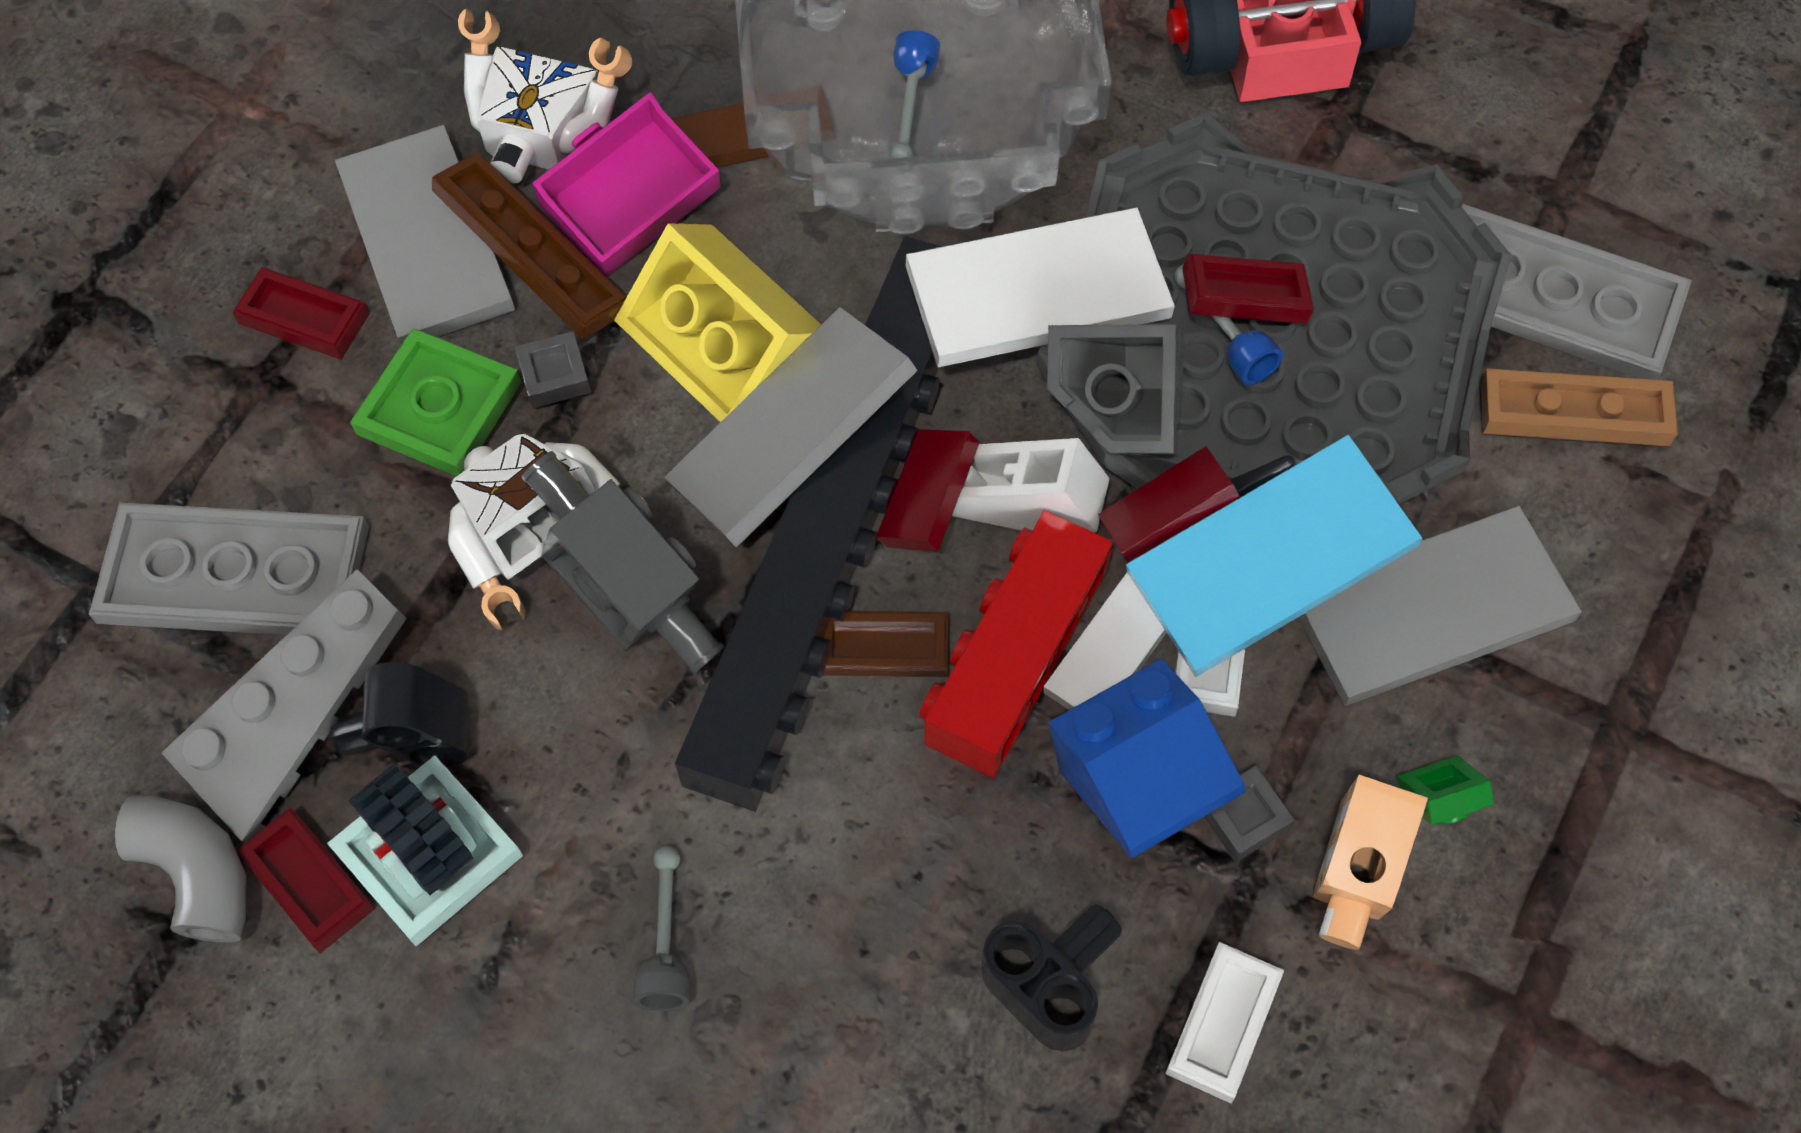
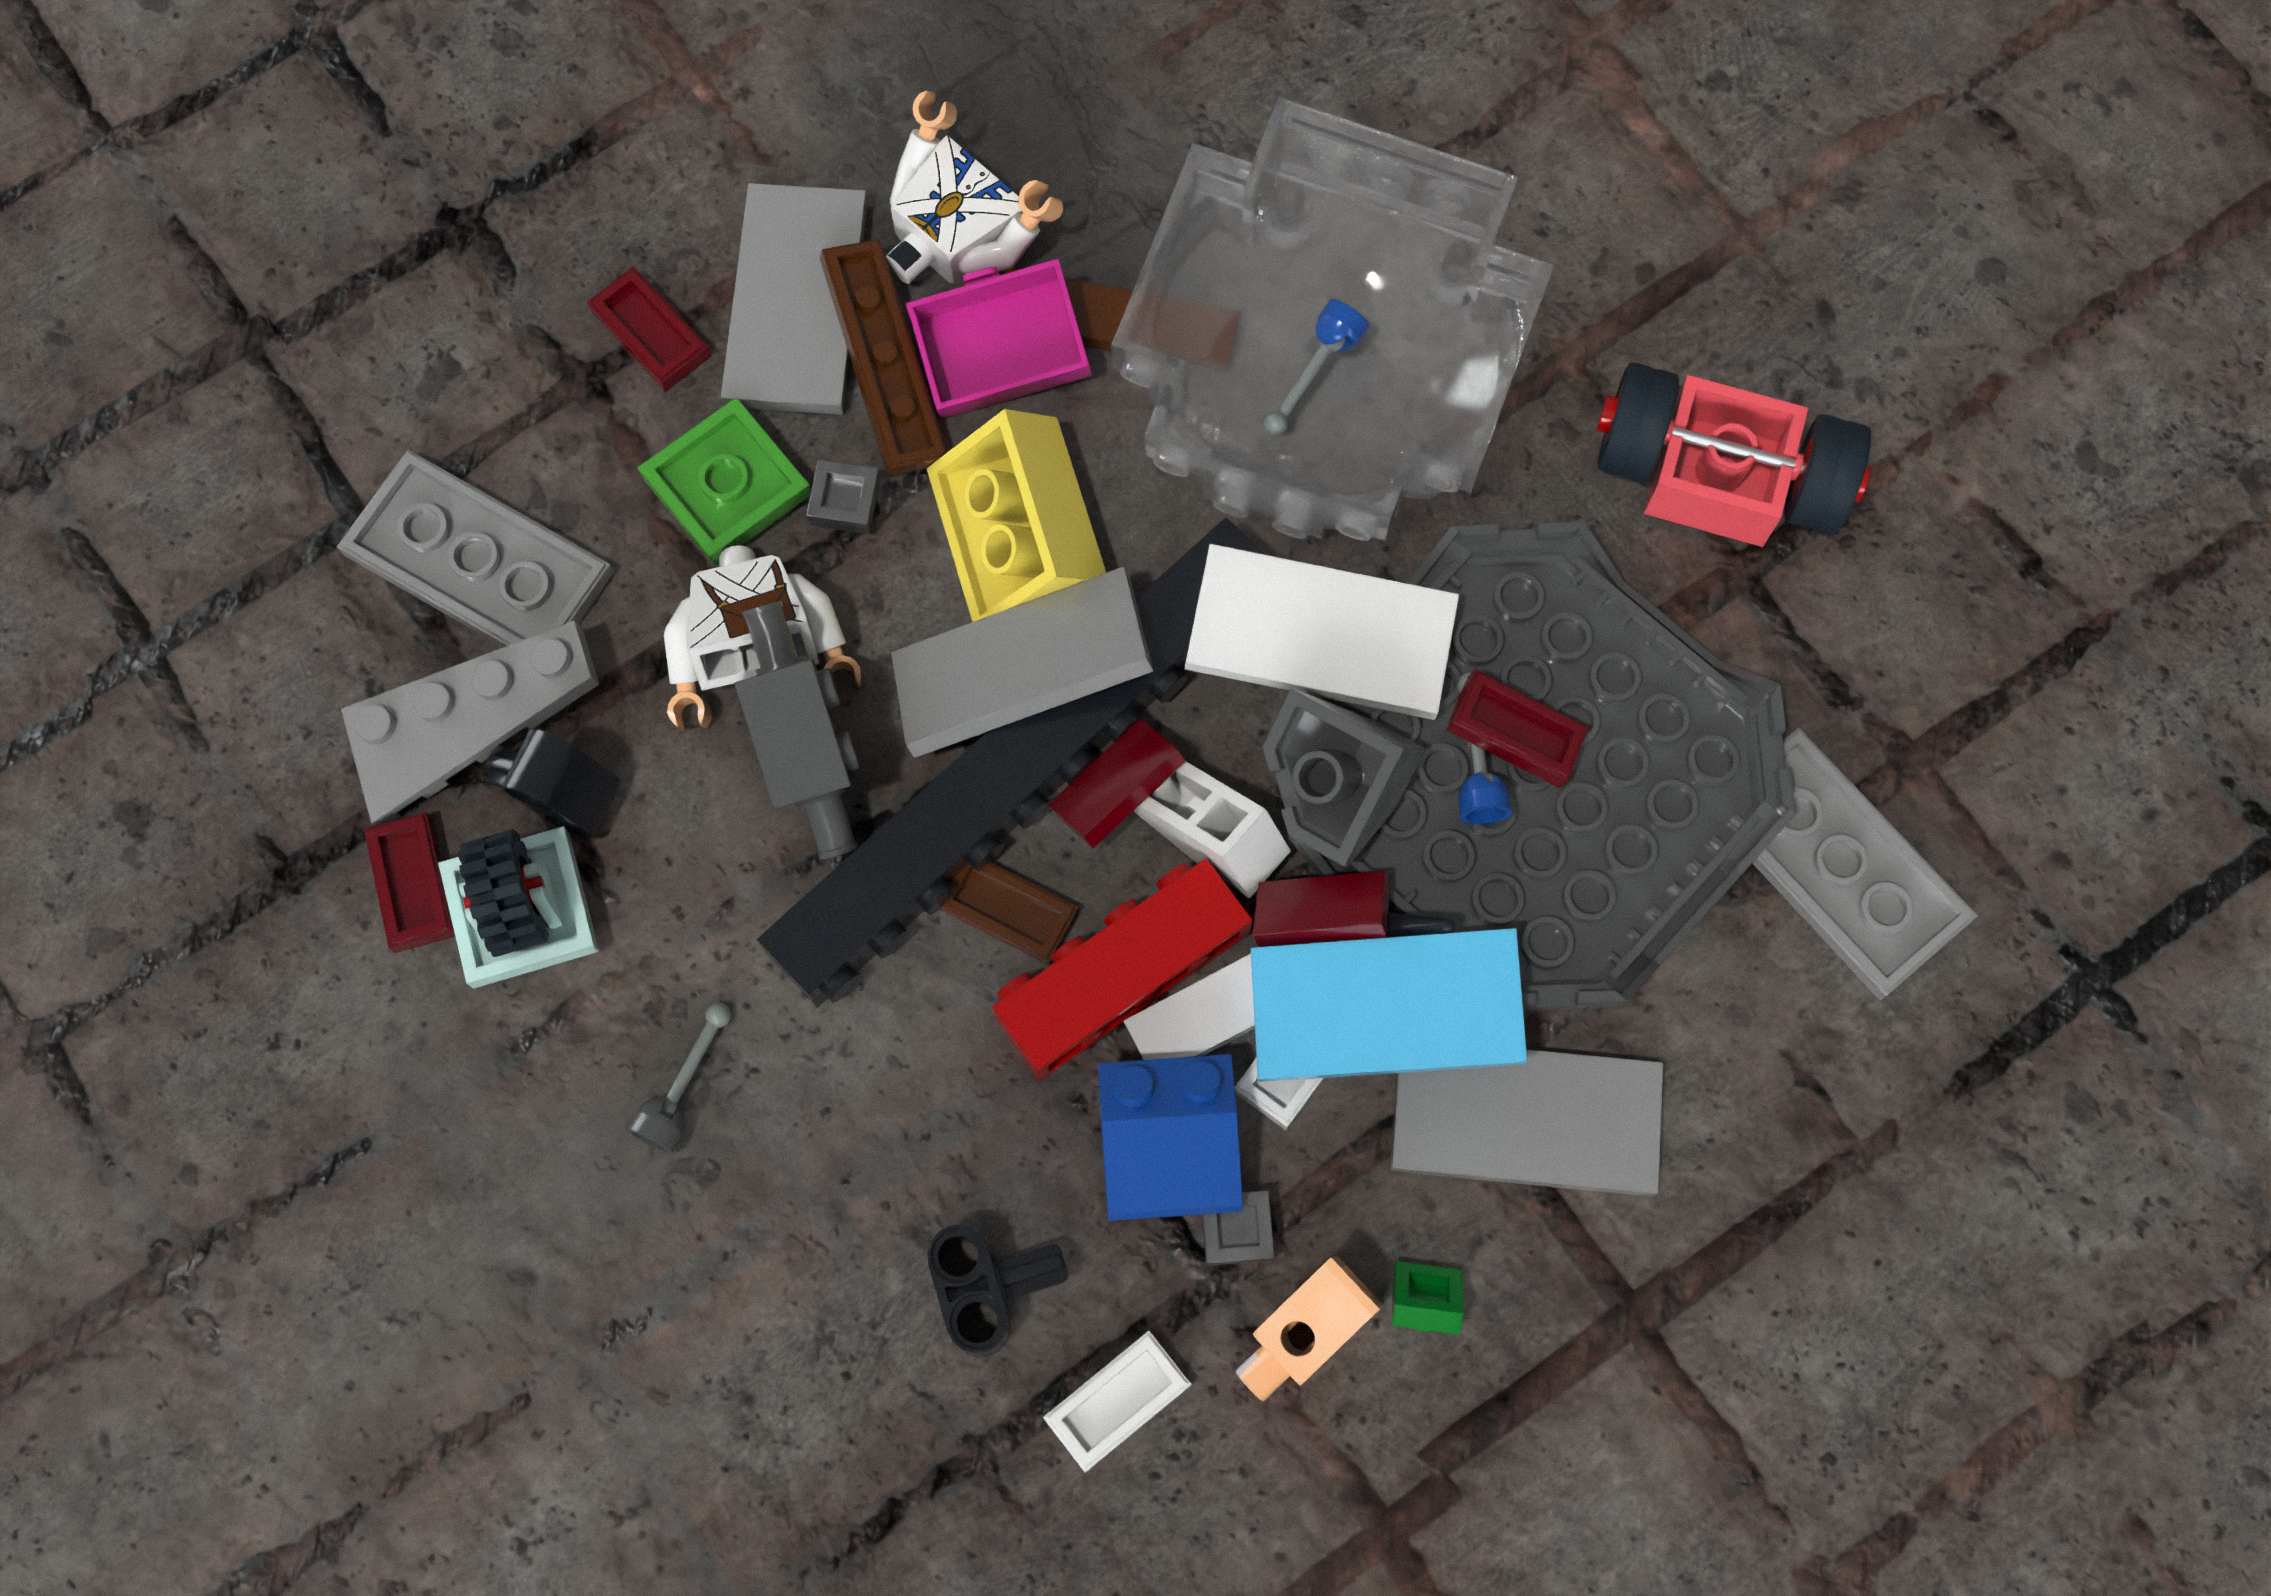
camera: 25 degrees right, 10 degrees up
(195, 856) = (326, 820): light grey cylinder -> none
(1578, 407) = (1781, 992): medium nougat plate -> none

